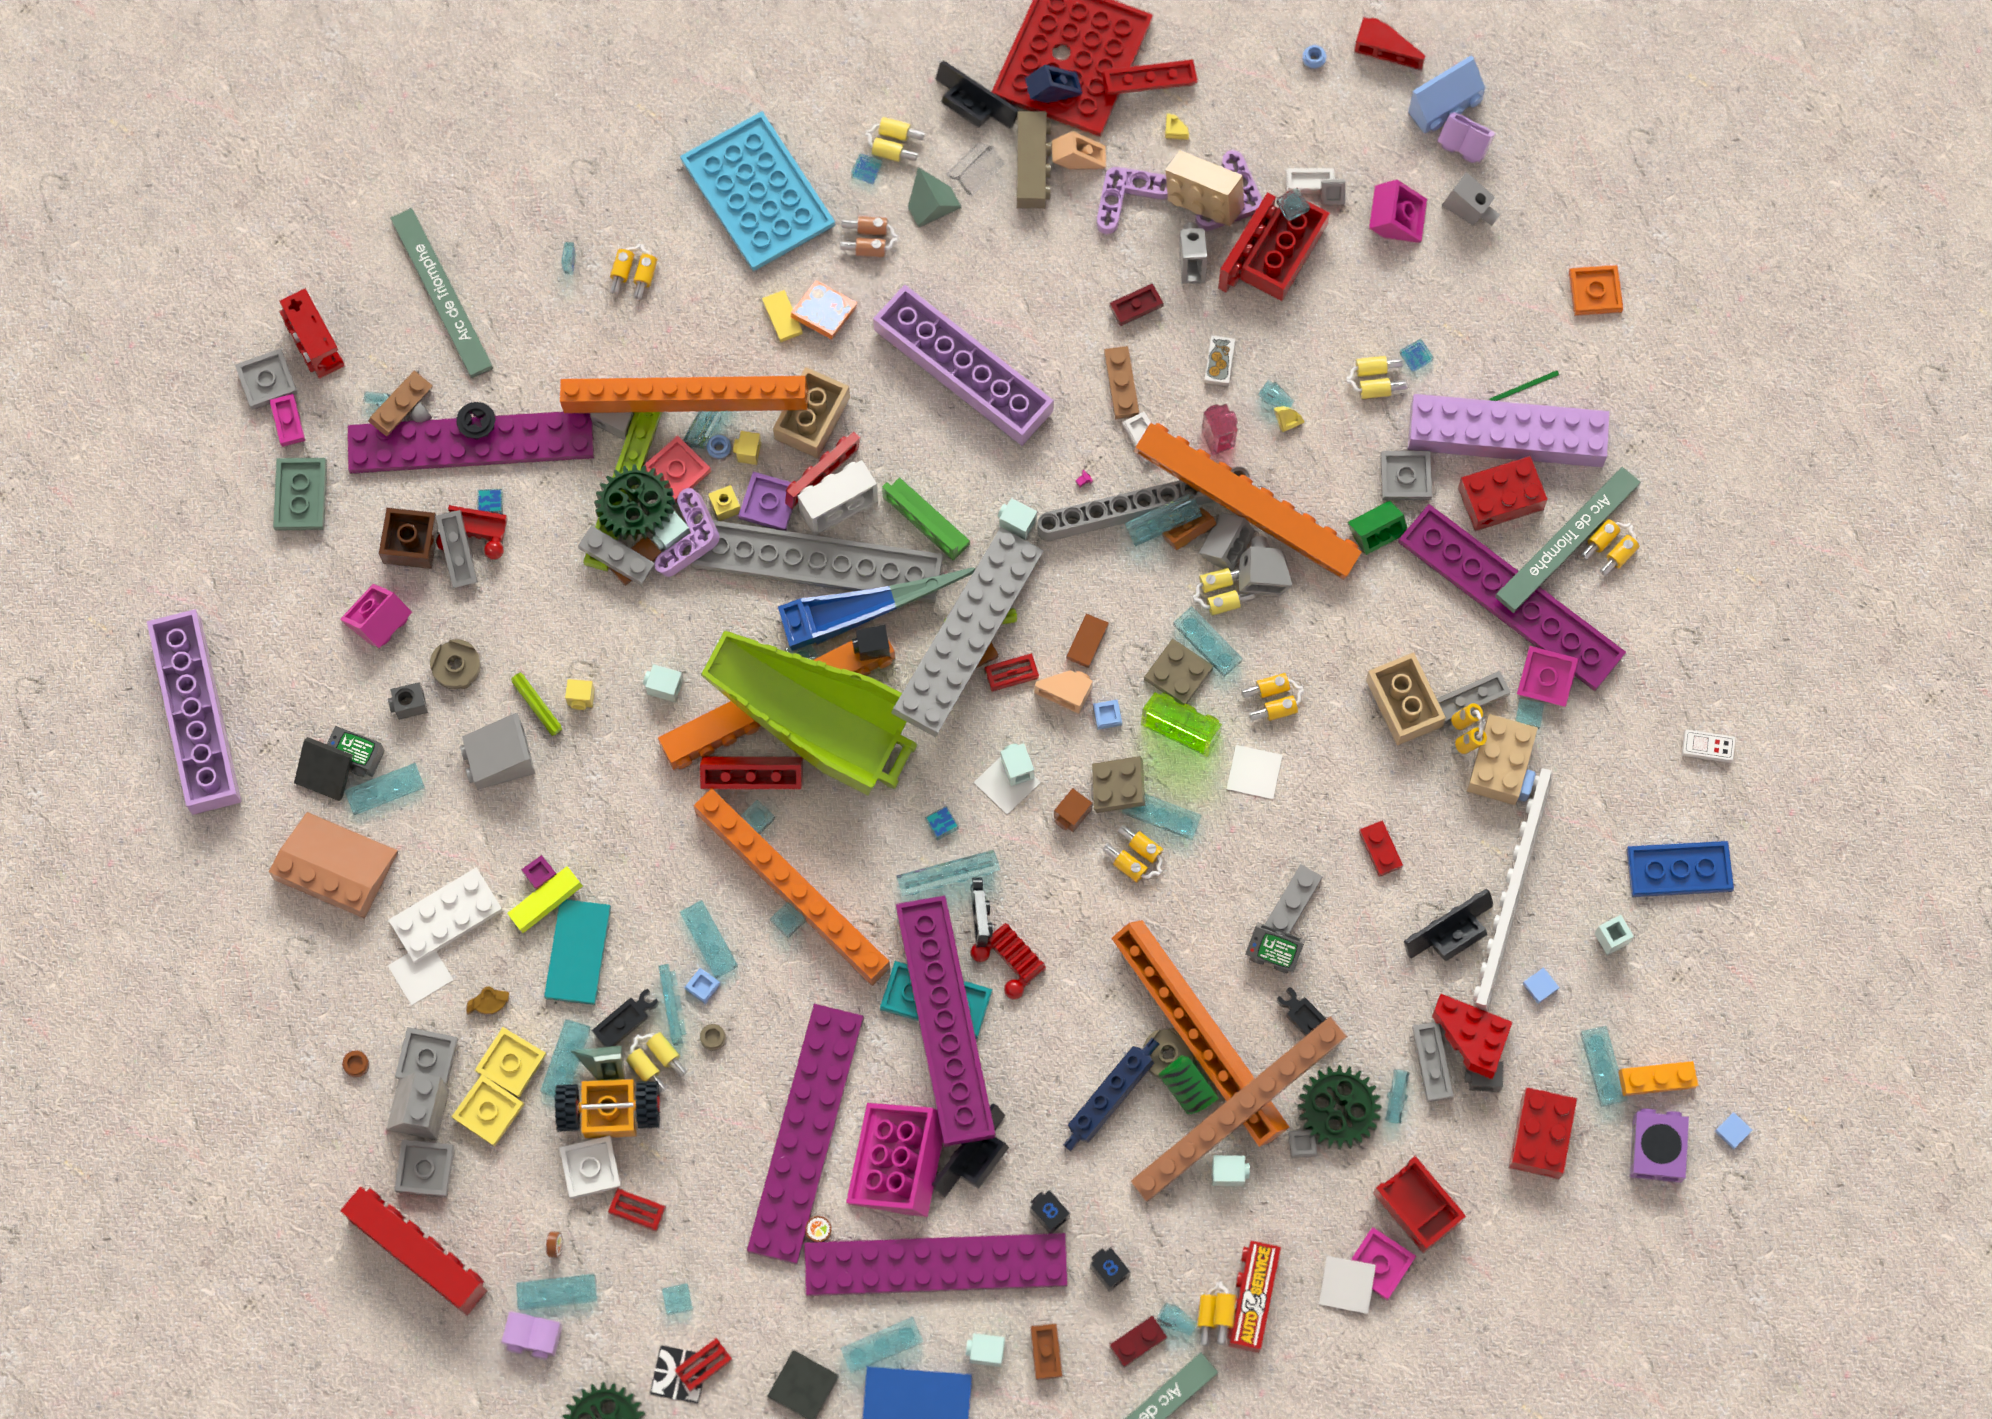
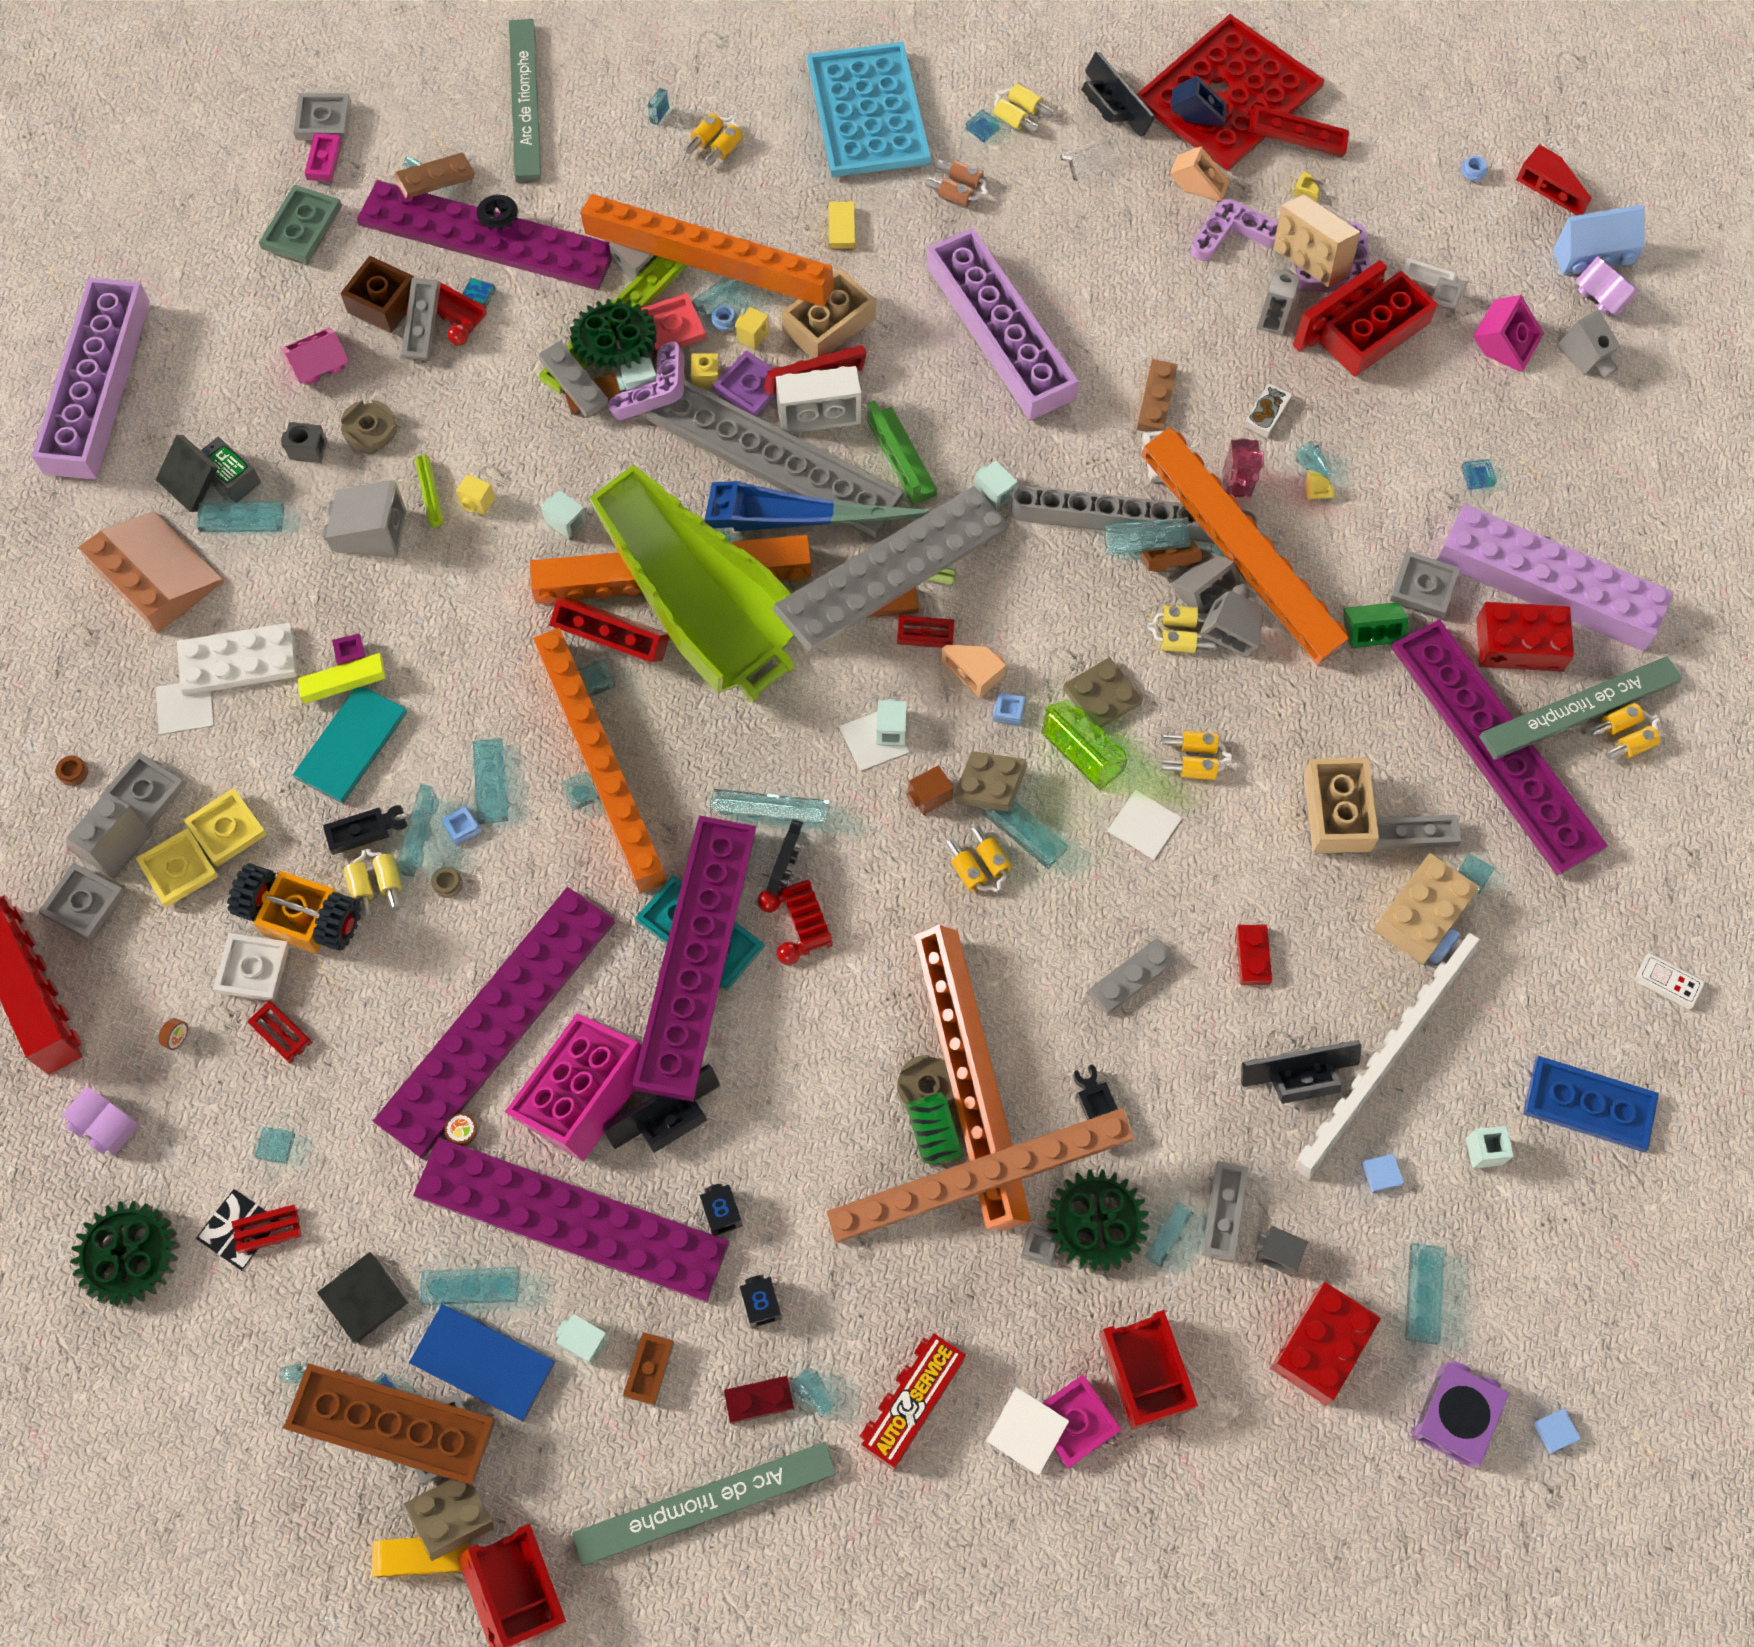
camera: 20 degrees right, 5 degrees down
(310, 334) = (380, 87): red piece -> none
(419, 413) = (450, 192): light grey hinge -> none
(488, 1001) = (234, 758): pearl gold piece -> none
(556, 1292) = (152, 1086): clear light blue plate -> none
(564, 1062) = (288, 841): clear light blue plate -> none
(603, 1062) = (319, 863): sand green slope -> none
(823, 309) = (884, 231): tile -> none
(871, 643) = (789, 544): black brick -> none
(931, 199) = (1034, 169): sand green slope -> none
(941, 823) = (786, 753): tile -> none
(1031, 160) = (1150, 166): dark tan brick -> none
(1085, 478) = (1081, 473): dark pink piece -> none
(1087, 640) = (1018, 628): dark orange tile -> none
(1110, 1094) = (844, 1105): dark blue plate -> none
(1136, 304) = (1202, 329): dark red plate -> none
(1207, 641) = (1146, 673): clear light blue plate -> none
(1216, 1312) = (859, 1403): yellow piece -> none
(1229, 1170) = (943, 1243): light aqua brick -> none
(1275, 948) = (1092, 1015): brick -> none
(1292, 204) = (1402, 282): clear light blue plate -> none
(1377, 387) = (1425, 489): light yellow piece -> none
(1472, 739) = (1402, 871): yellow piece -> none
(1474, 1033) = (1285, 1196): red plate -> none
(1524, 386) = (1590, 543): green piece -> none
(1547, 676) = (1509, 839): dark pink plate -> none
(1596, 290) = (1696, 476): orange tile -> none
(1658, 1078) = (1485, 1333): light orange plate -> none

